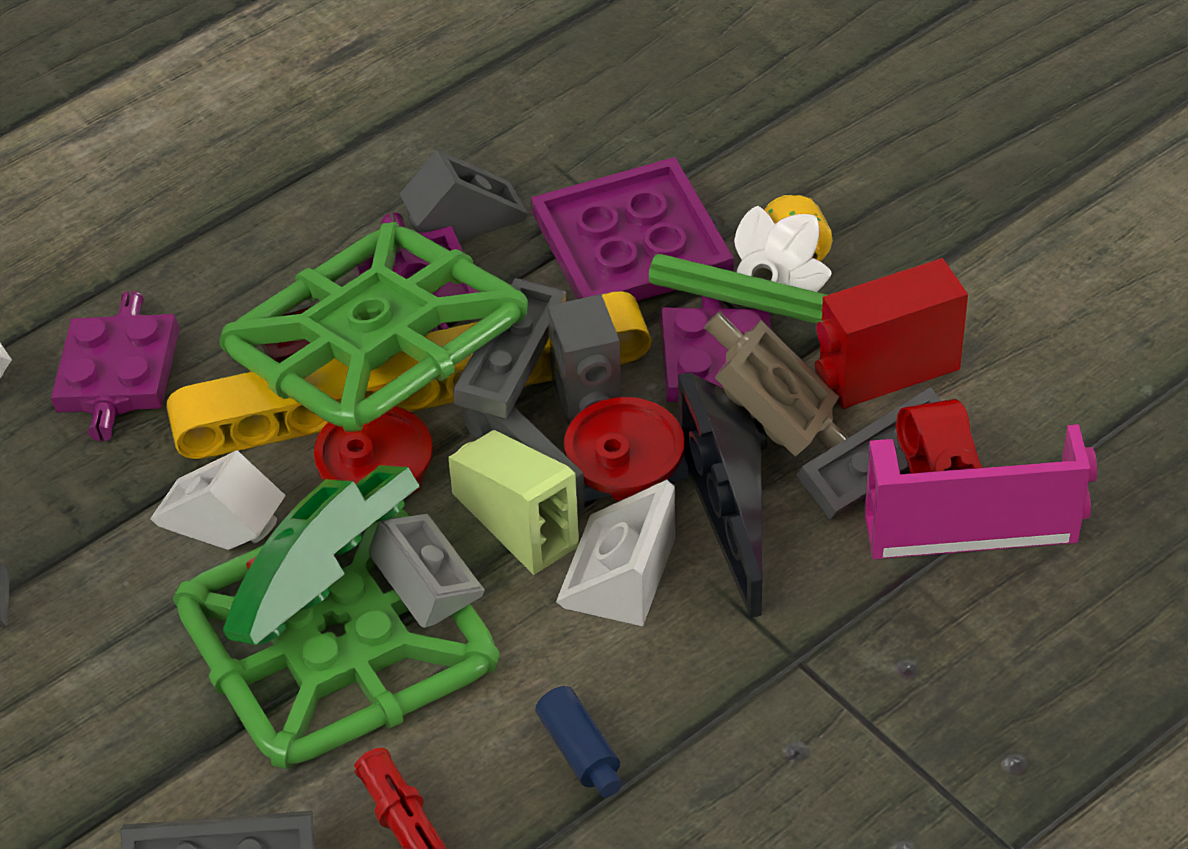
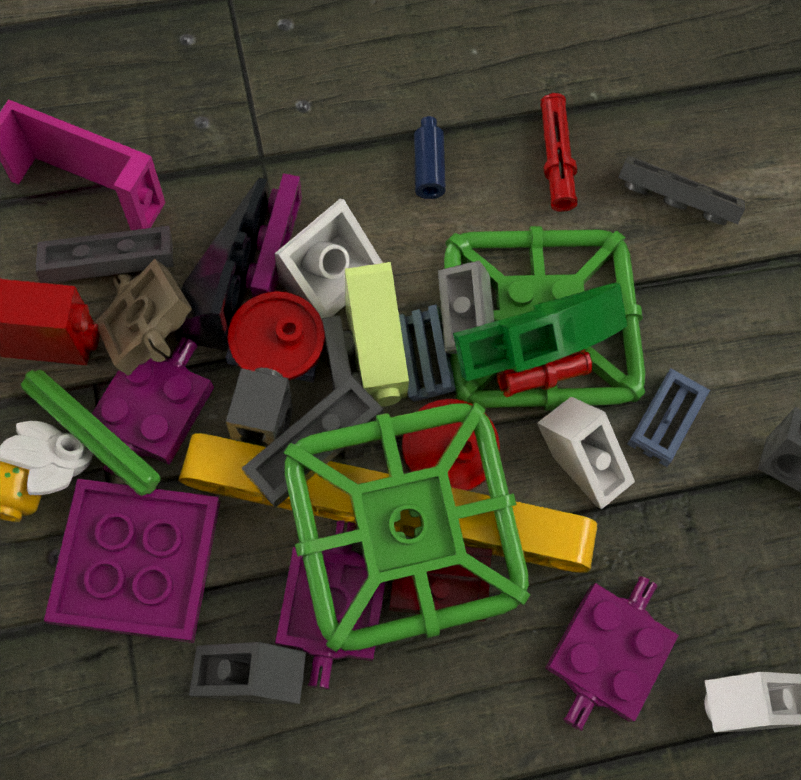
camera: 160 degrees left, 20 degrees up
(129, 630) = (651, 446): none -> sand blue tile
(461, 521) = (418, 321): none -> sand blue tile
(705, 556) = (284, 208): none -> magenta plate
(936, 437) = (70, 214): red piece -> none

